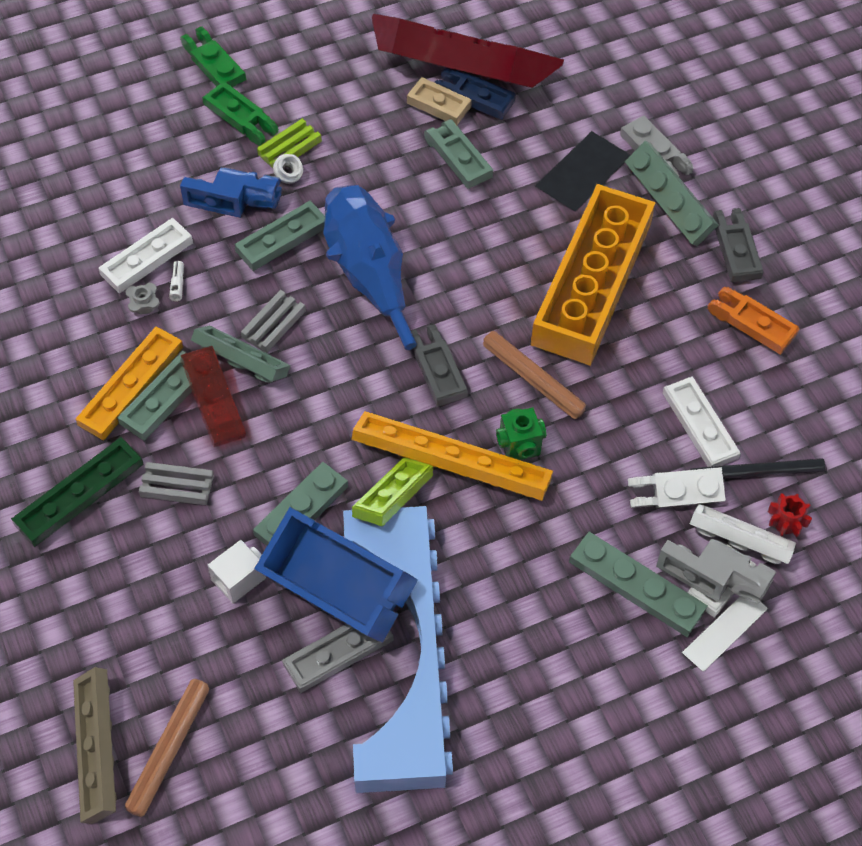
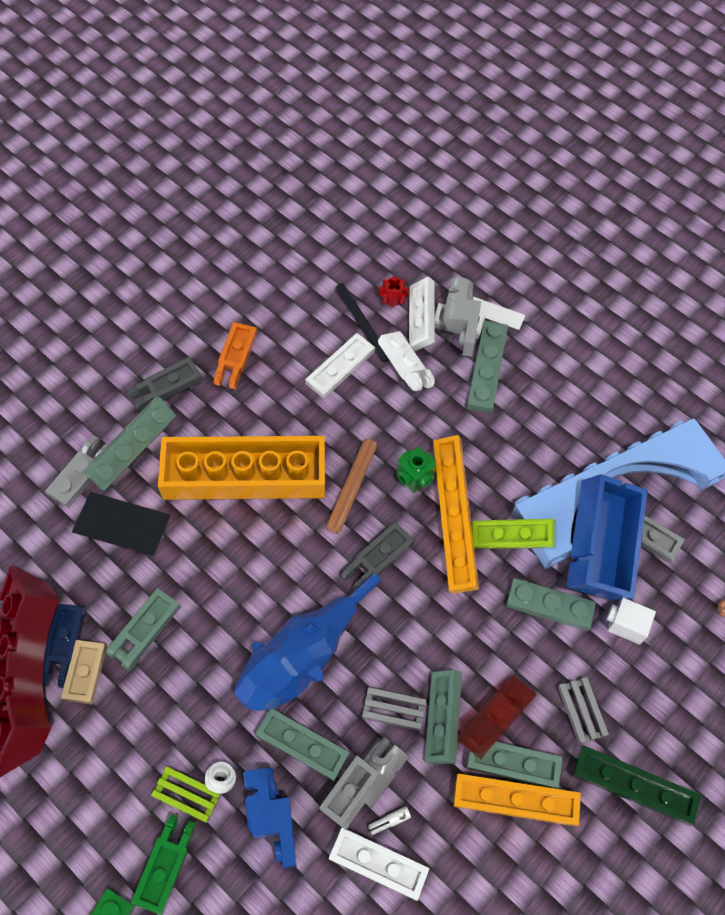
camera: 115 degrees left, 5 degrees up
(142, 305) = (416, 840): light grey plate -> none
(218, 263) = (363, 782): none -> light grey plate

